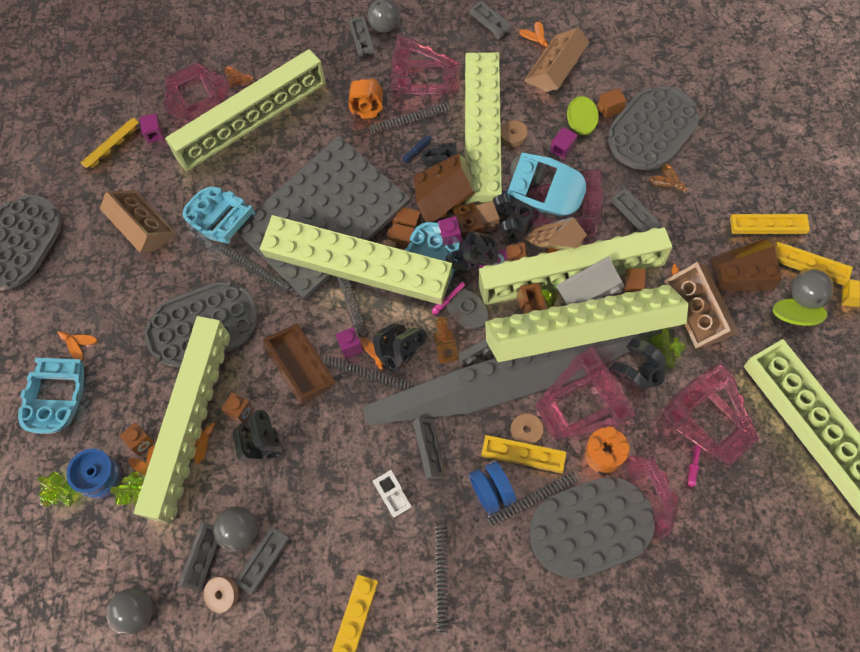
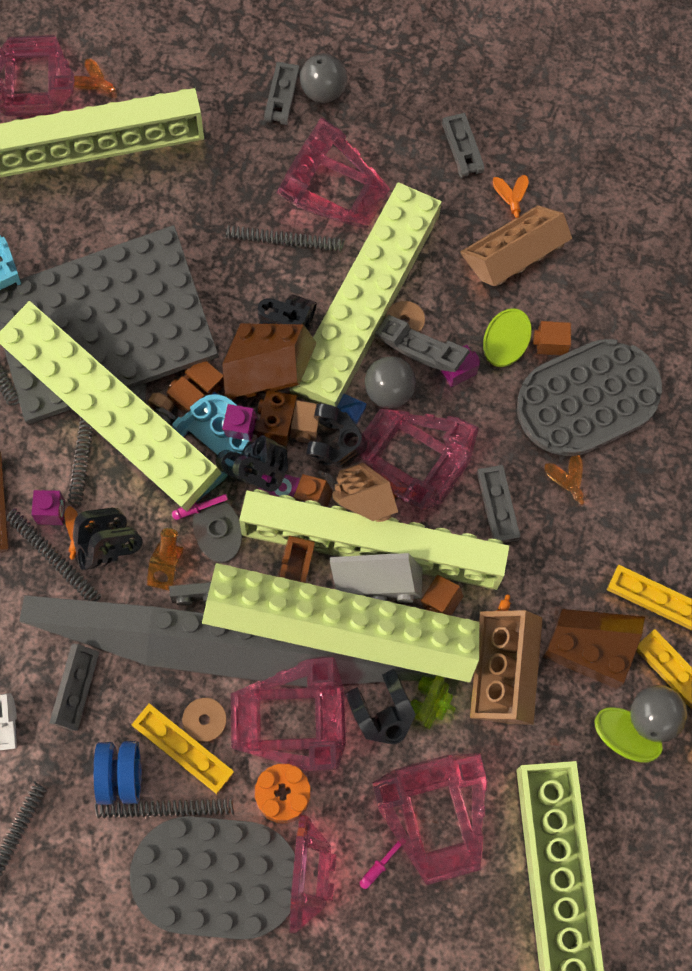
camera: 15 degrees right, 5 degrees up
(365, 98) = (238, 187): orange brick -> none
(414, 150) = (269, 285): dark blue piece -> none
(536, 141) = (421, 347): none -> dark grey slope
(550, 297) = (319, 567): clear neon green piece -> none
(565, 190) = (416, 435): medium azure slope -> none

